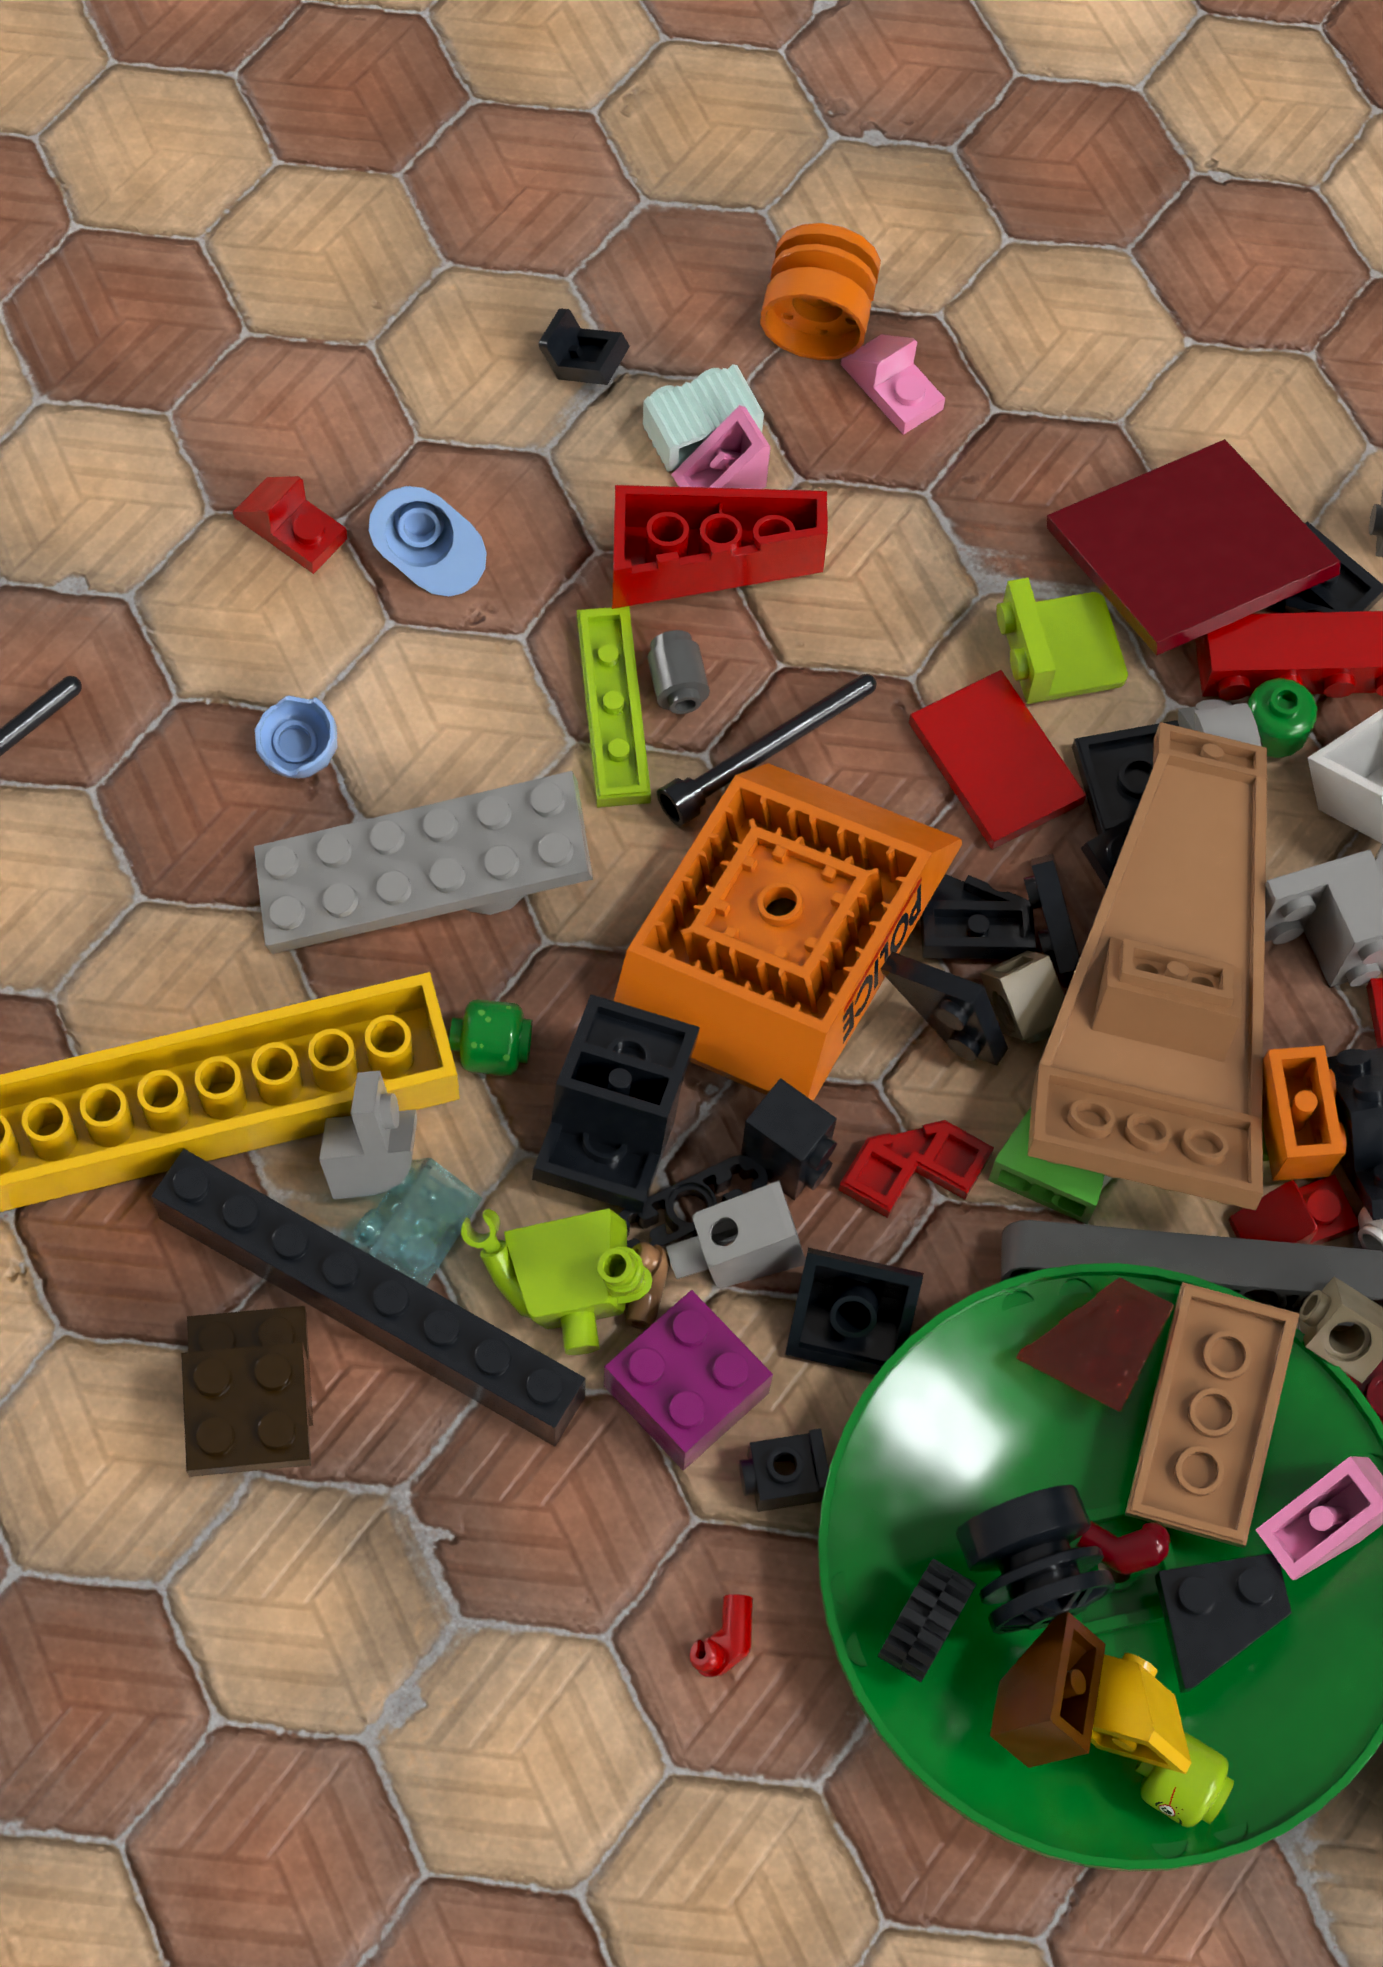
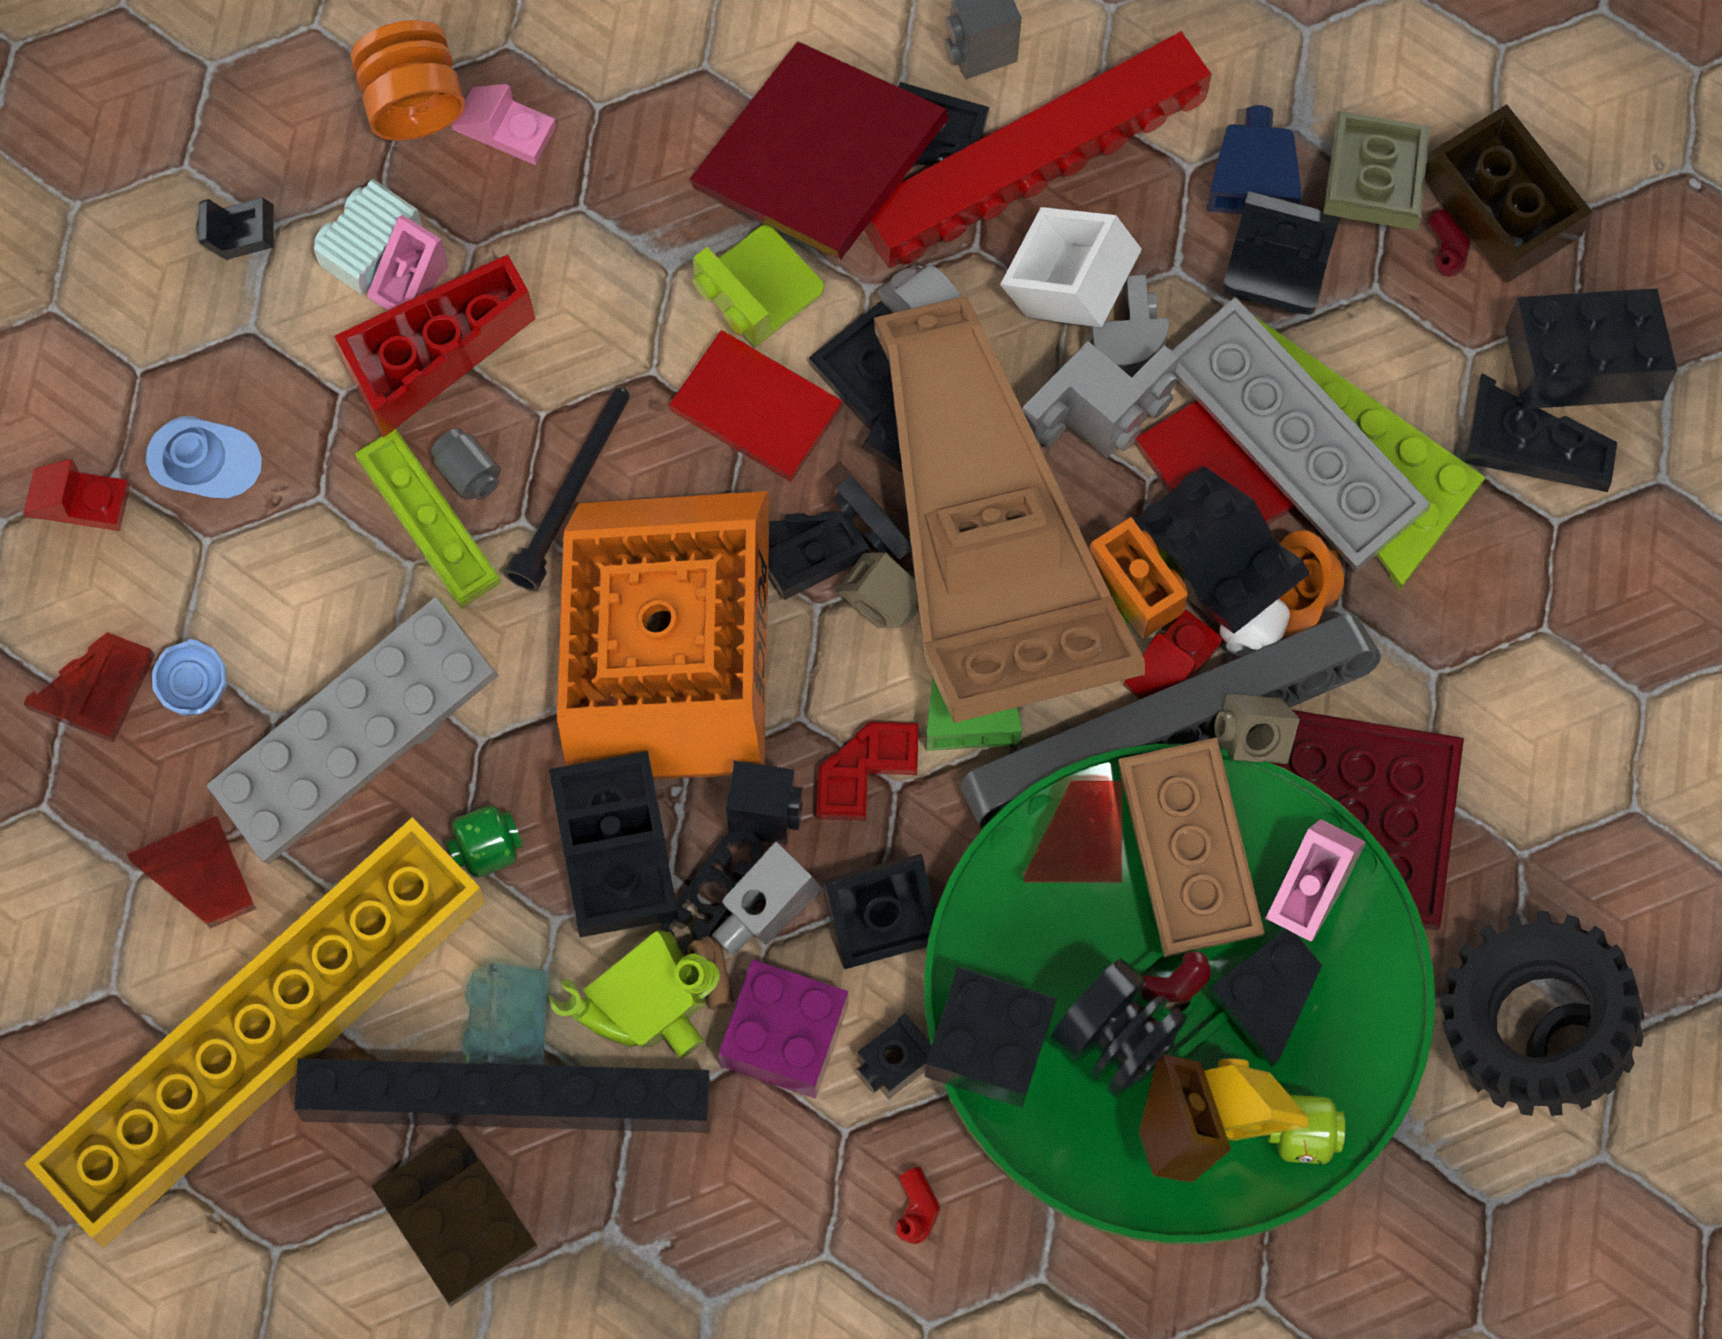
camera: 25 degrees left, 5 degrees up
(199, 925) = (198, 872): none -> clear red wing
(205, 702) = (97, 688): none -> clear red wing
(372, 1146) = (442, 980): light grey brick -> none
(892, 1496) = (989, 1037): none -> black brick
(926, 1620) = (1063, 1115): black tyre -> none
(951, 1006) = (831, 631): black wing -> none
(1283, 715) = (962, 257): green head -> none

